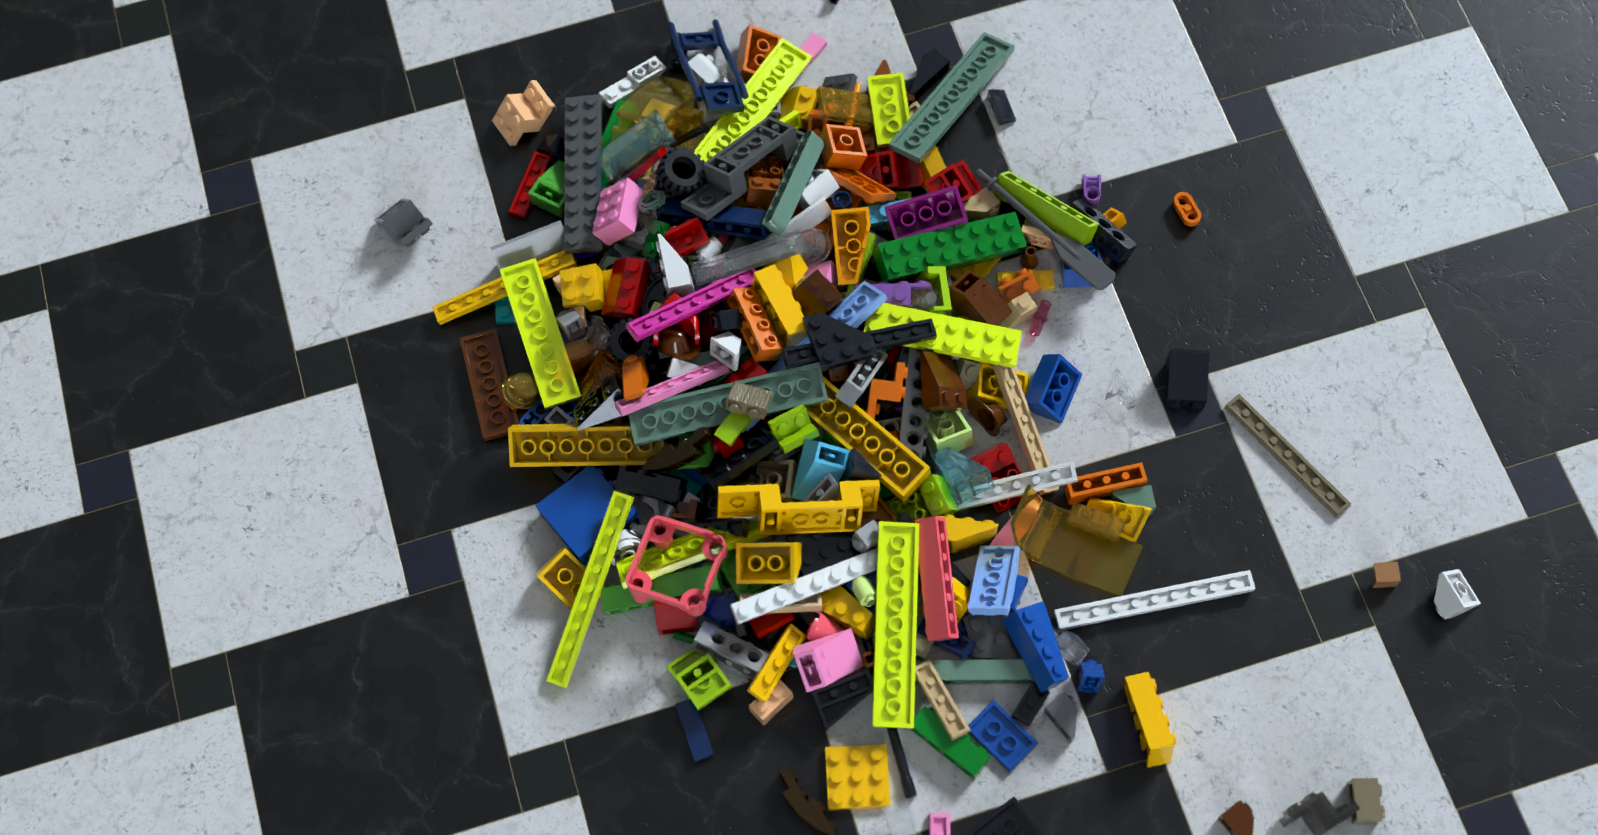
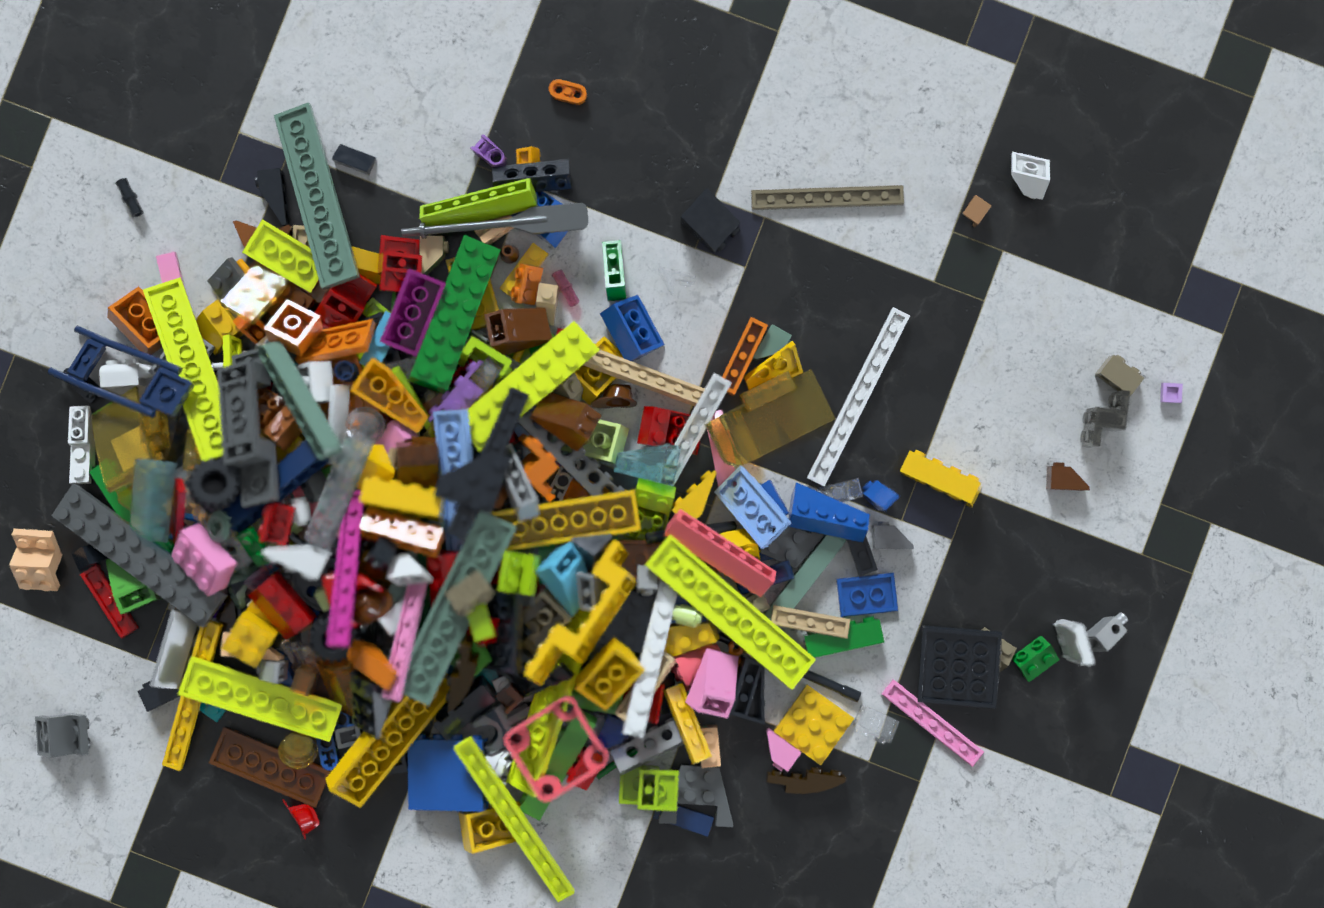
camera: 55 degrees left, 20 degrees up
(470, 436) = (305, 817): none -> red piece
(484, 265) = (155, 696): none -> black slope
(730, 721) = (701, 787): none -> dark grey wing
(813, 765) = (781, 752): none -> bright pink slope
(1084, 341) = (614, 270): none -> green slope

